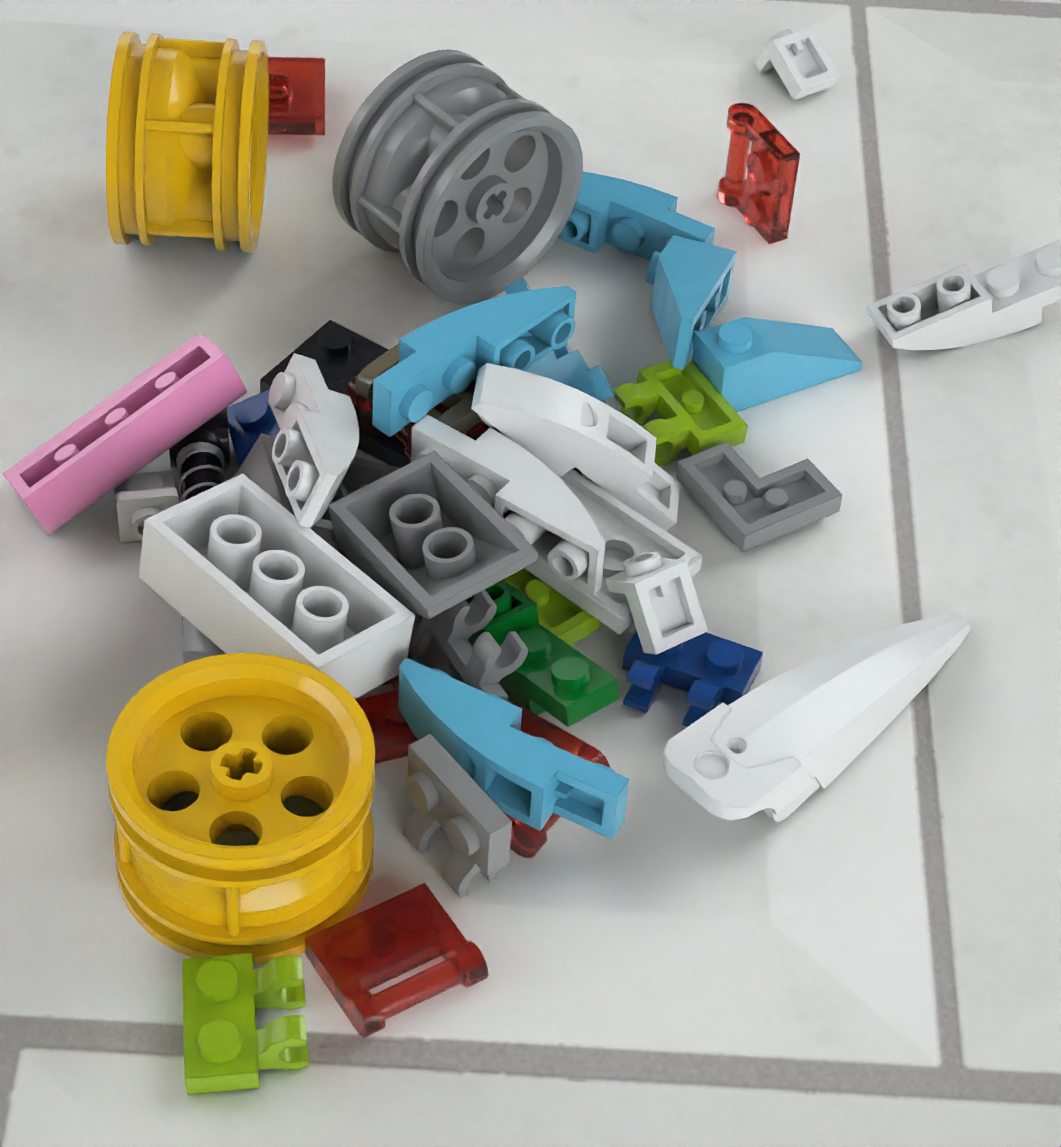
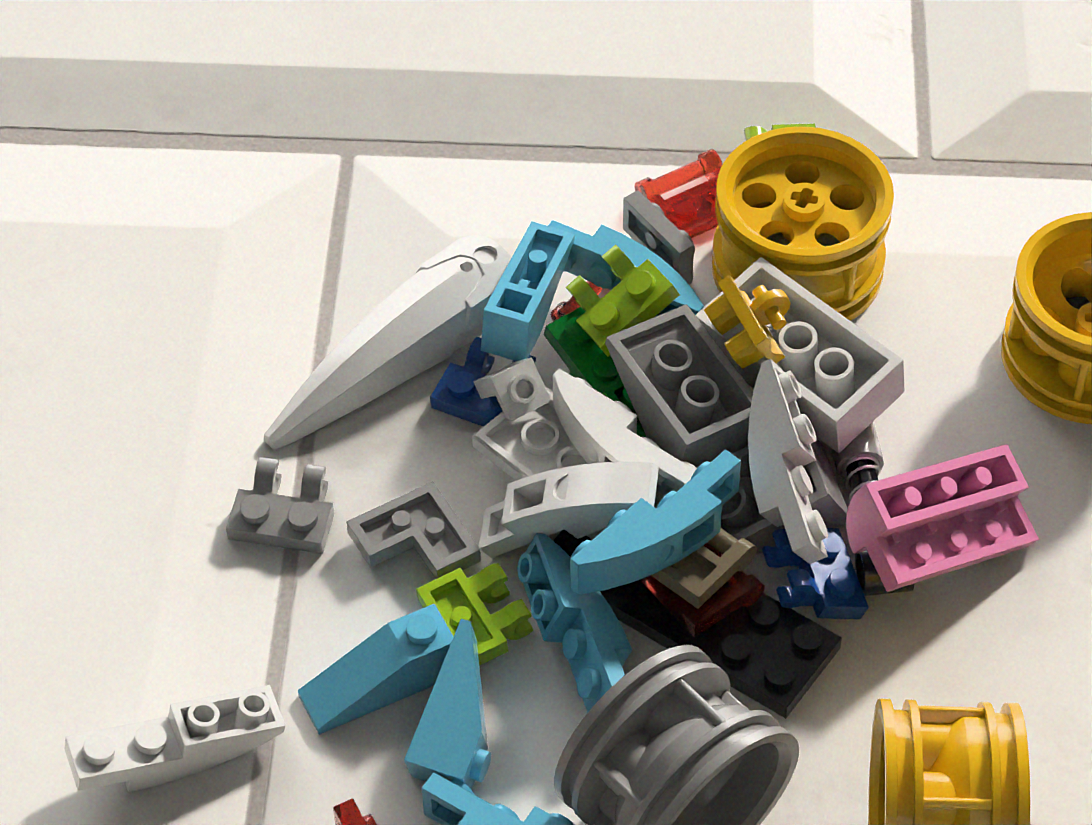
camera: 175 degrees left, 5 degrees up
(346, 558) = (737, 308): none -> yellow hips
(515, 653) = (632, 301): none -> lime plate
(648, 689) = (525, 292): none -> medium azure slope
(922, 525) = (282, 520): none -> light grey plate

